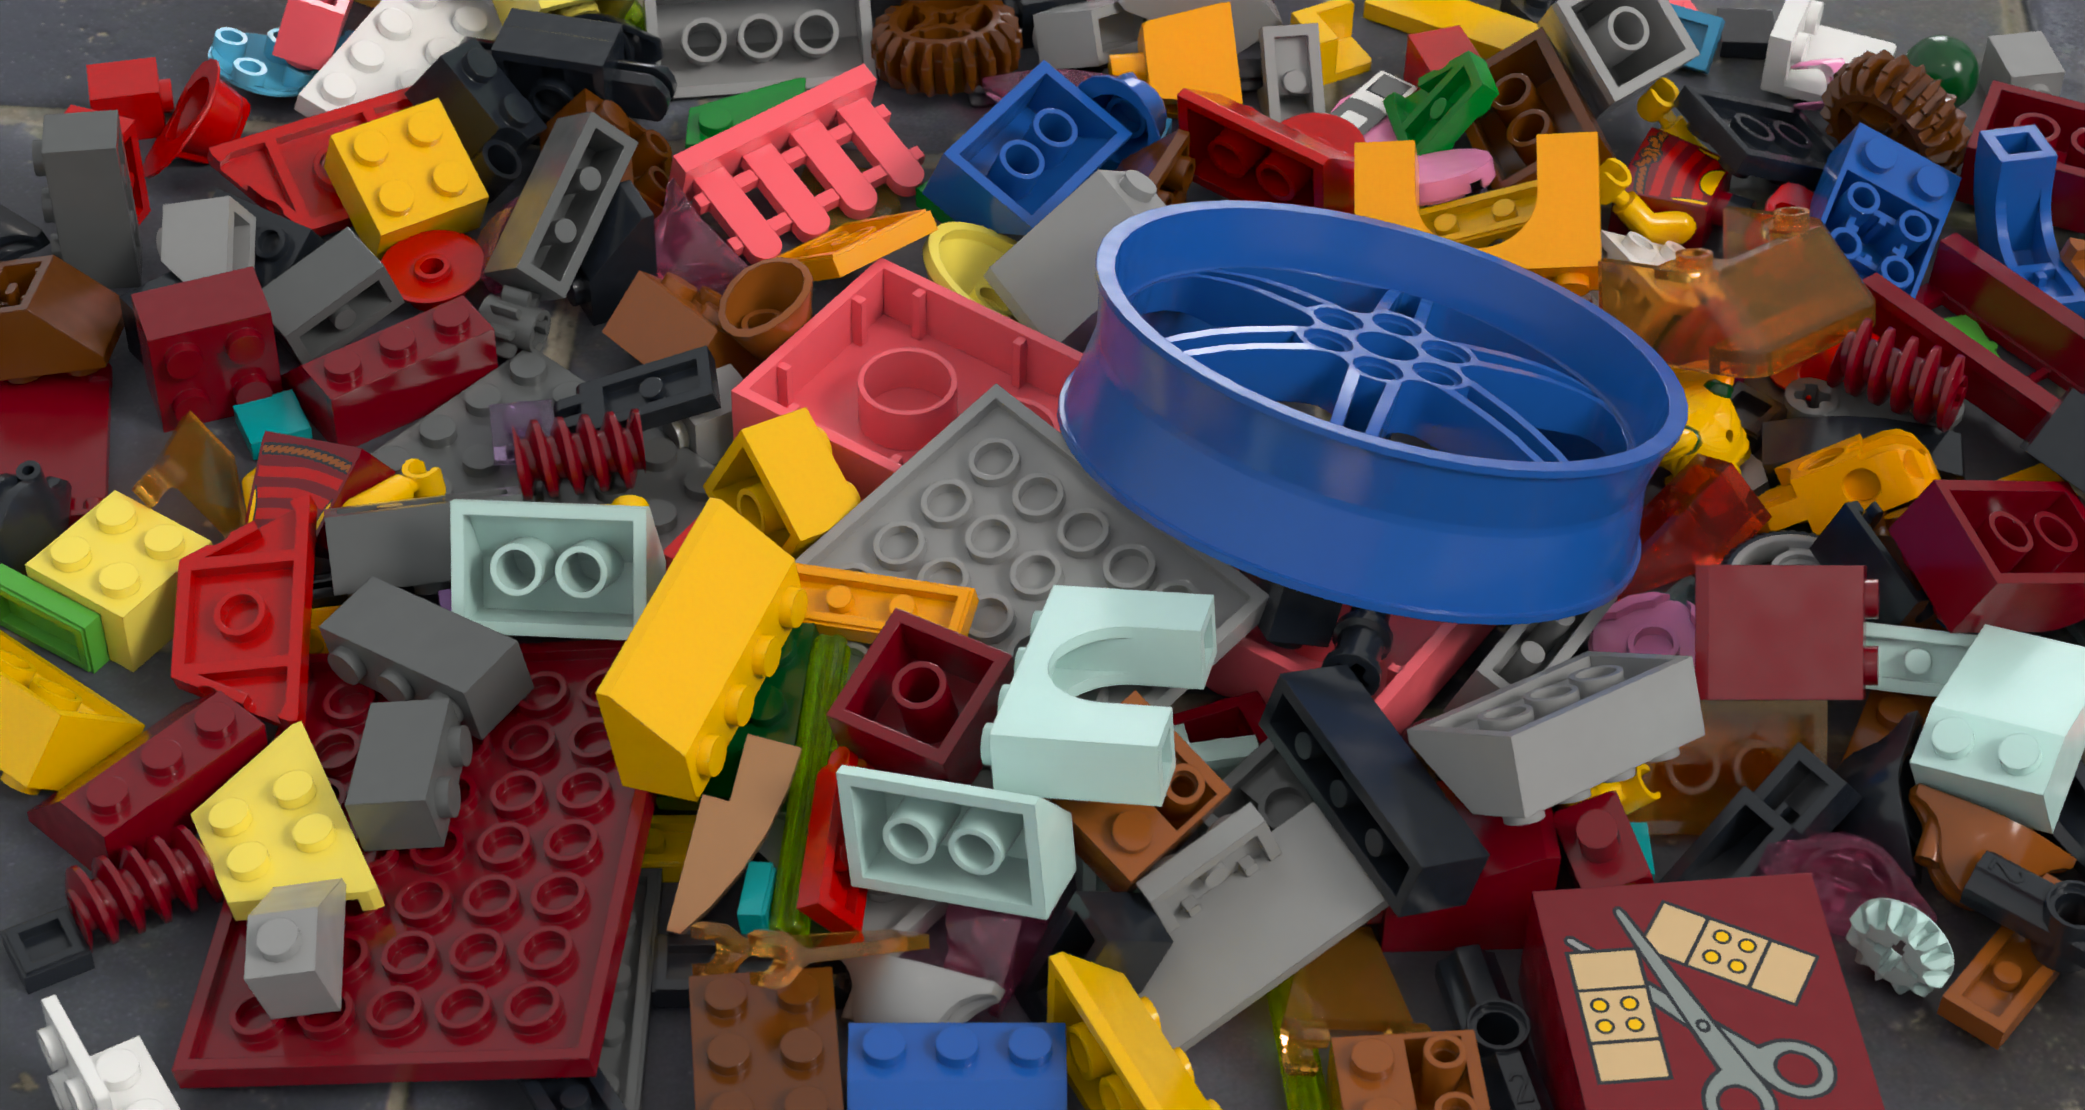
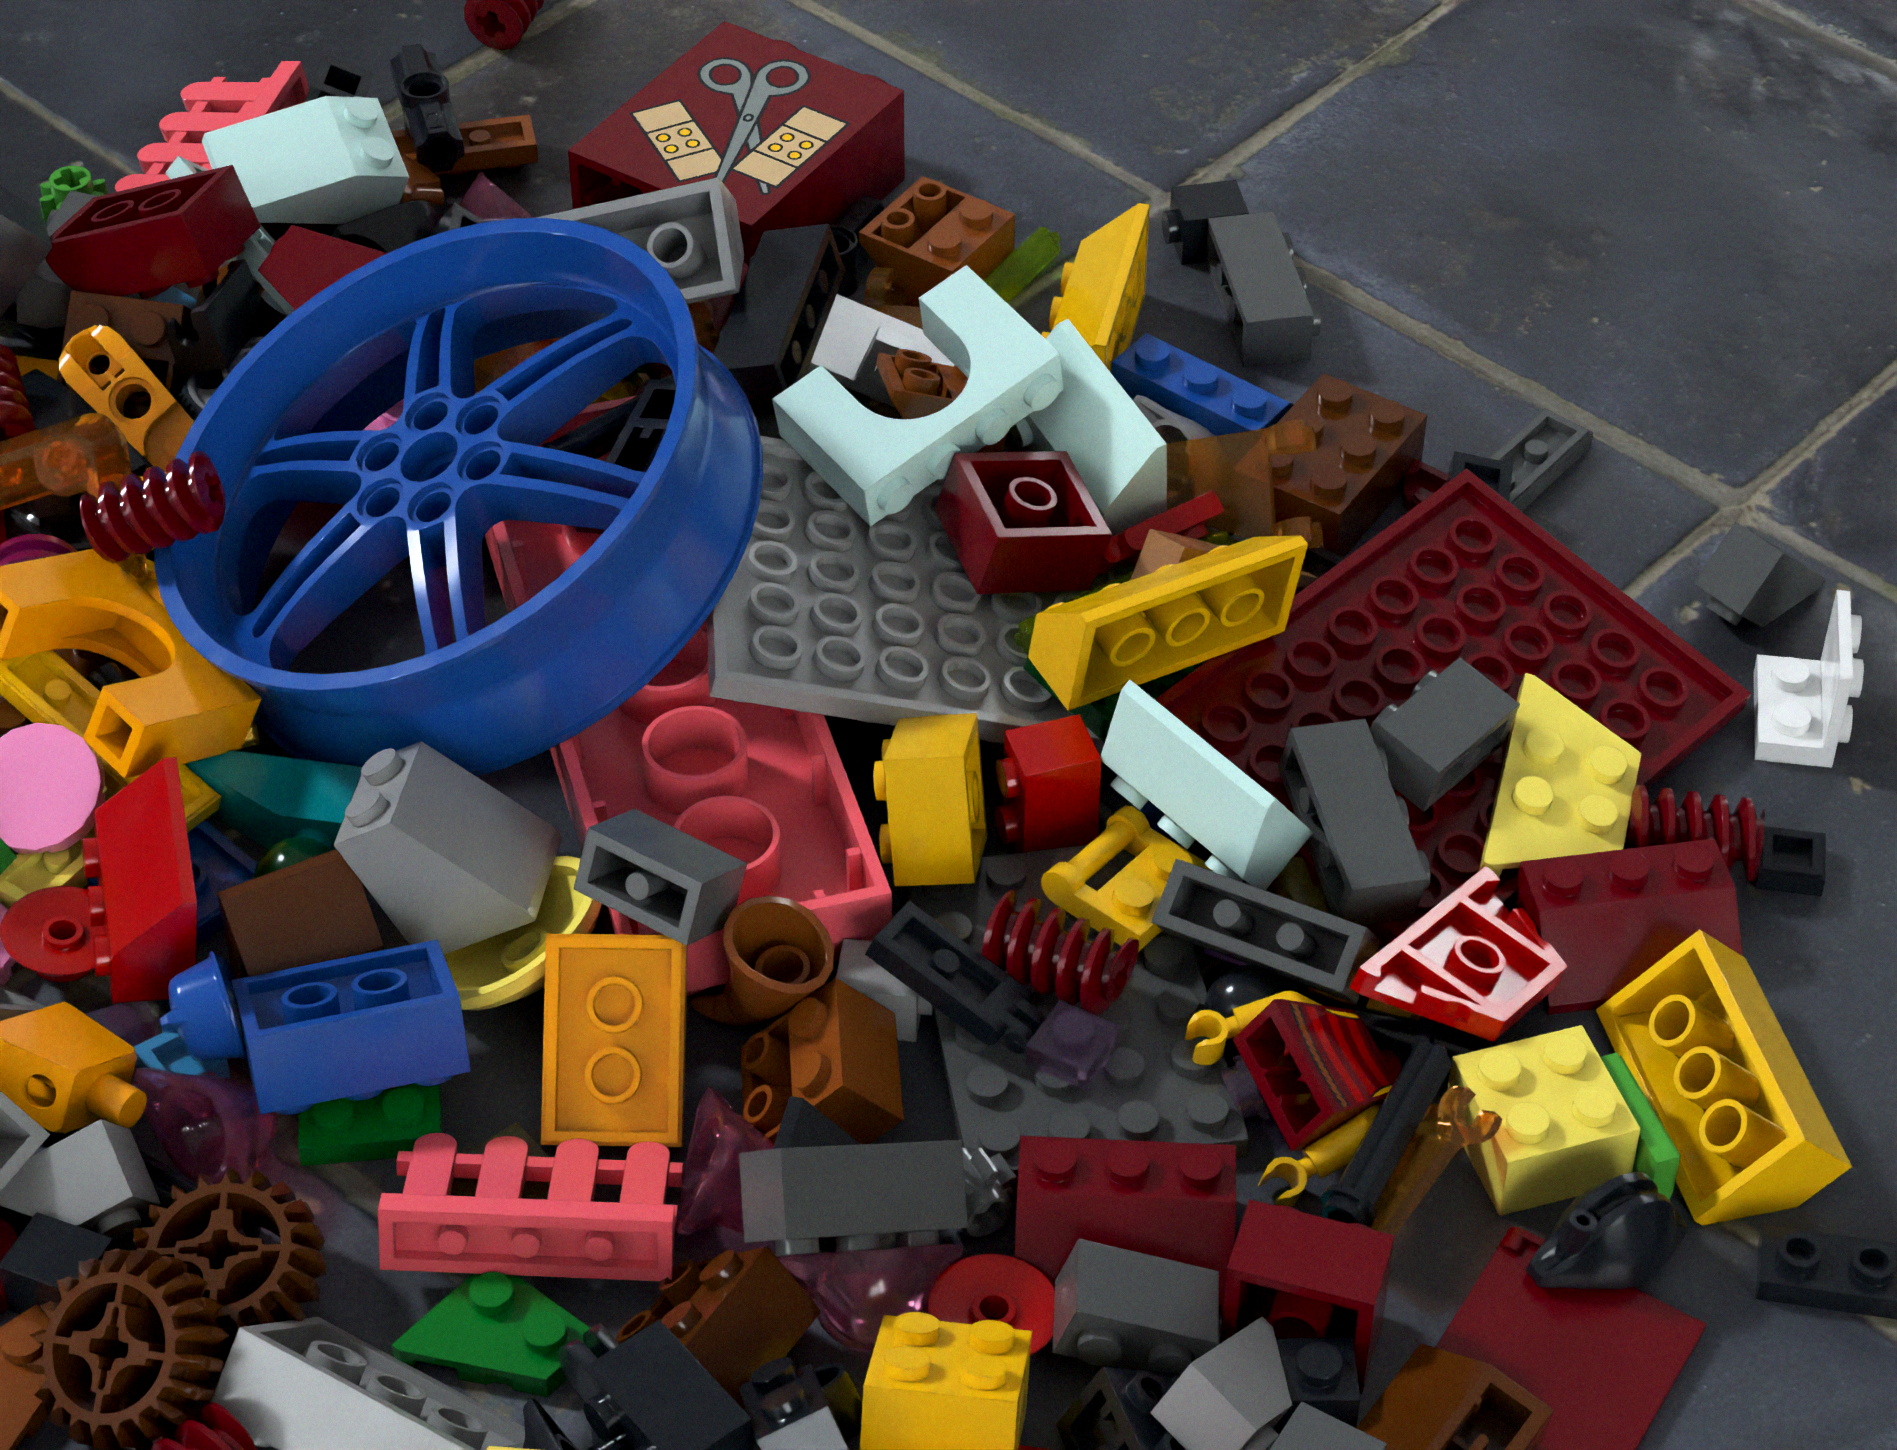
camera: 140 degrees left, 0 degrees up
(224, 432) = (1387, 1136): none -> black axle
(297, 949) = (1618, 653): light grey slope -> none
(862, 602) = (973, 636): light orange tile -> none
(883, 261) = (659, 876): none -> dark grey brick
(1564, 257) = (154, 509): none -> dark red piece
(1927, 952) = (528, 167): light aqua gear -> none

